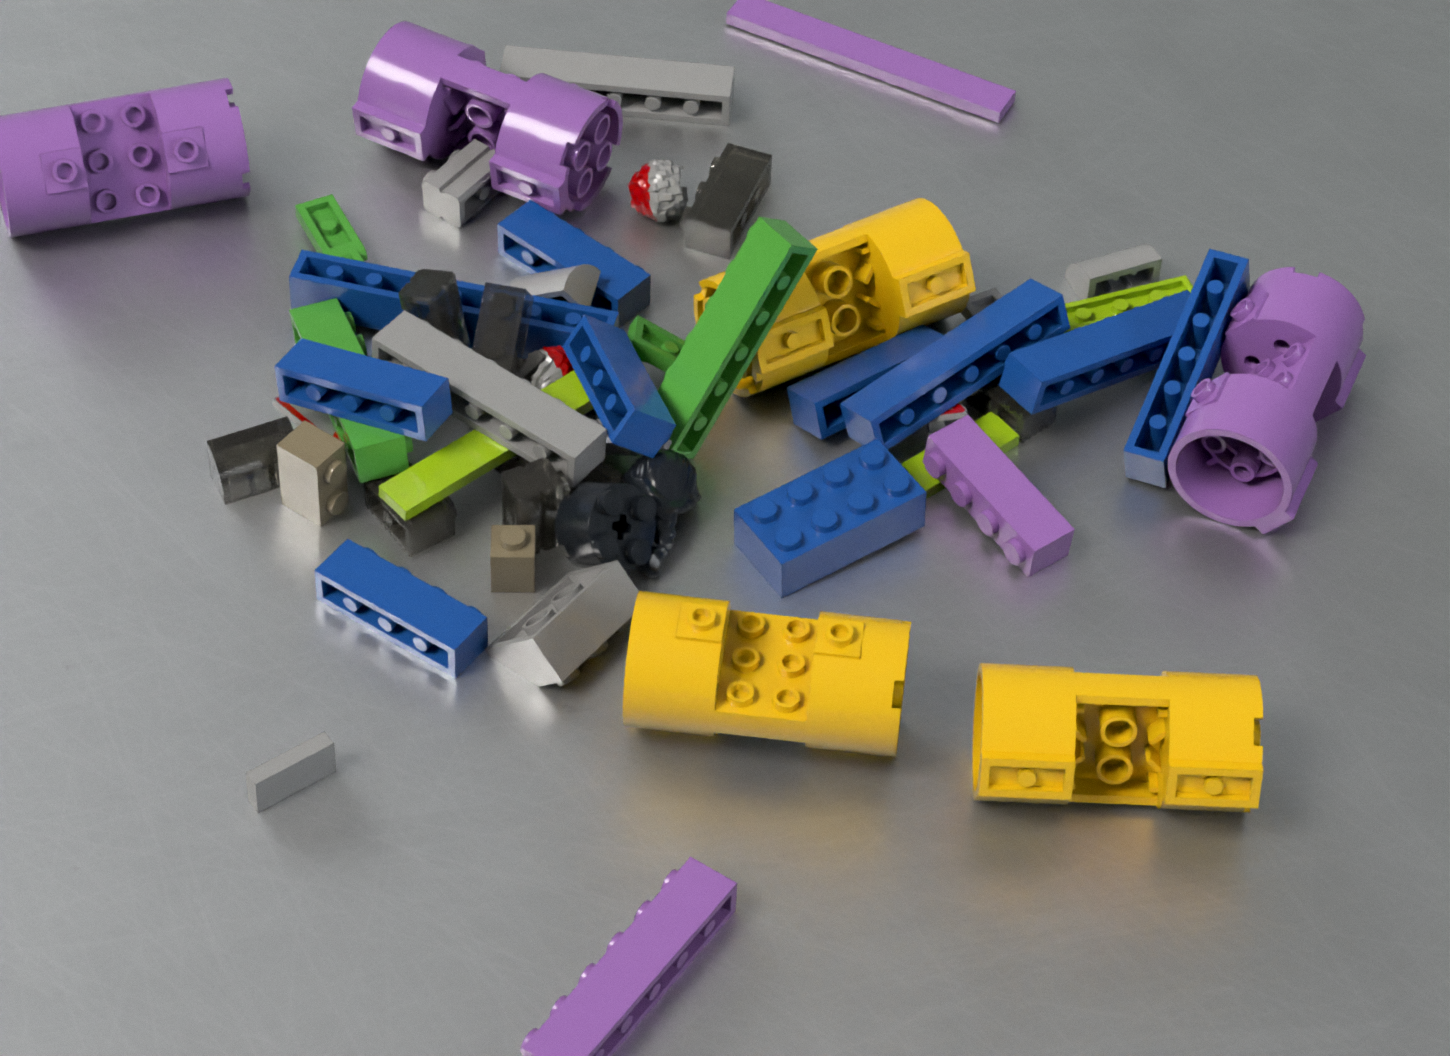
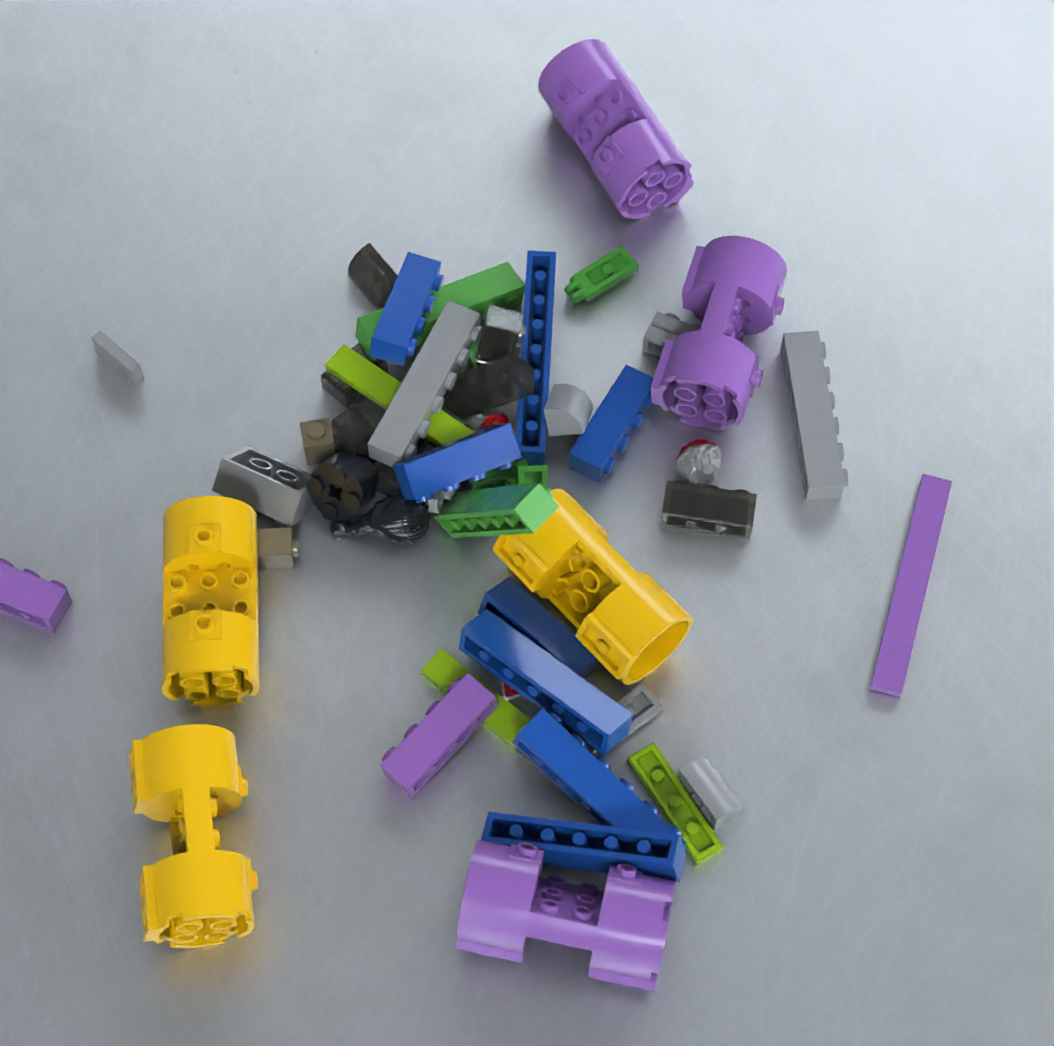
camera: 80 degrees right, 15 degrees up
(313, 473) = (356, 300): dark tan brick -> none
(402, 608) = (265, 388): blue brick -> none
(829, 518) = (394, 627): blue brick -> none

